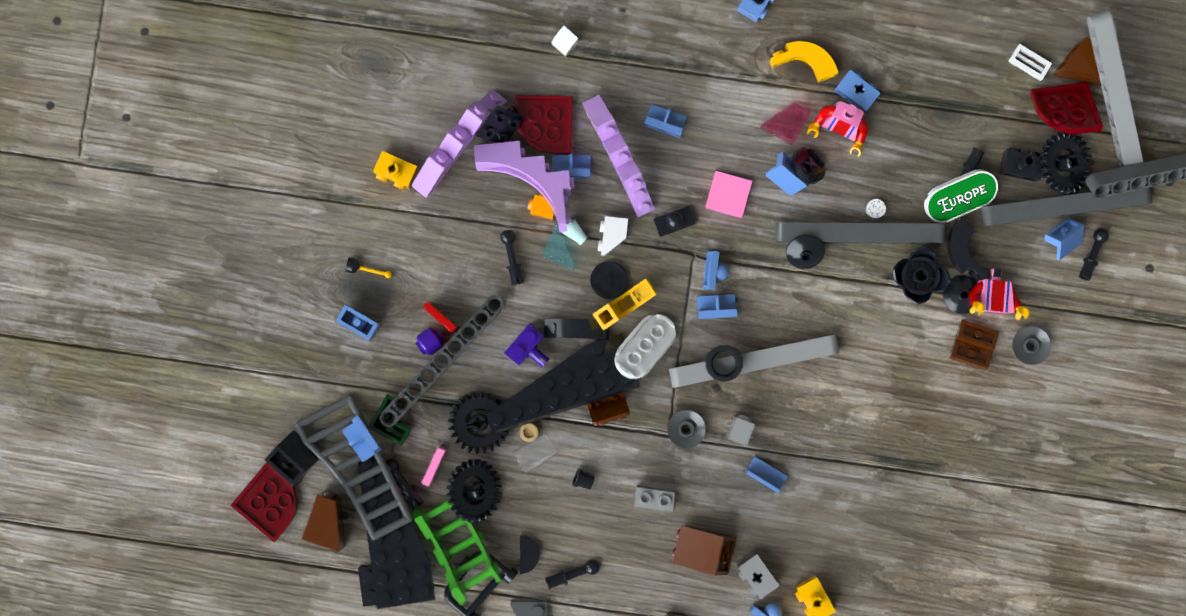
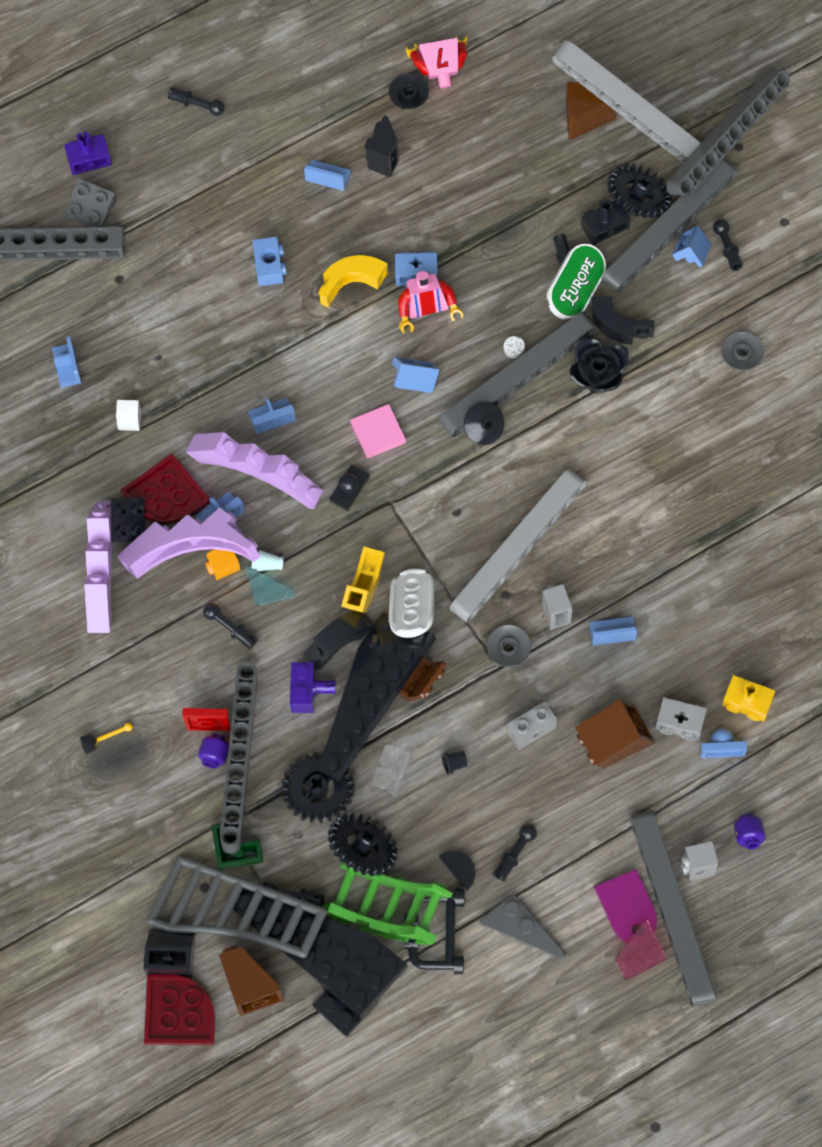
camera: 35 degrees left, 20 degrees down
(358, 322) = (134, 784): medium blue brick -> none
(361, 439) = (221, 878): medium blue panel -> none
(396, 170) = (62, 632): yellow brick -> none
(434, 465) = (308, 851): bright pink tile -> none
(529, 432) = (369, 761): tan tile -> none
(609, 280) = (331, 578): black tile -> none
(614, 233) = (304, 536): white slope -> none
(714, 271) = (418, 499): medium blue tile -> none
(716, 306) = (447, 528): medium blue panel -> none
(738, 363) = (491, 576): black tyre -> none
(788, 123) = (379, 337): clear pink wing -> none
(808, 165) = (426, 354): black tile -> none
(952, 294) = (649, 367): black dish -> none
(974, 344) = (694, 389): reddish brown slope -> none
(996, 297) = (678, 335): torso -> none
(1047, 64) = (542, 146): white tile -> none
(1067, 108) = (602, 150): dark red plate -> none

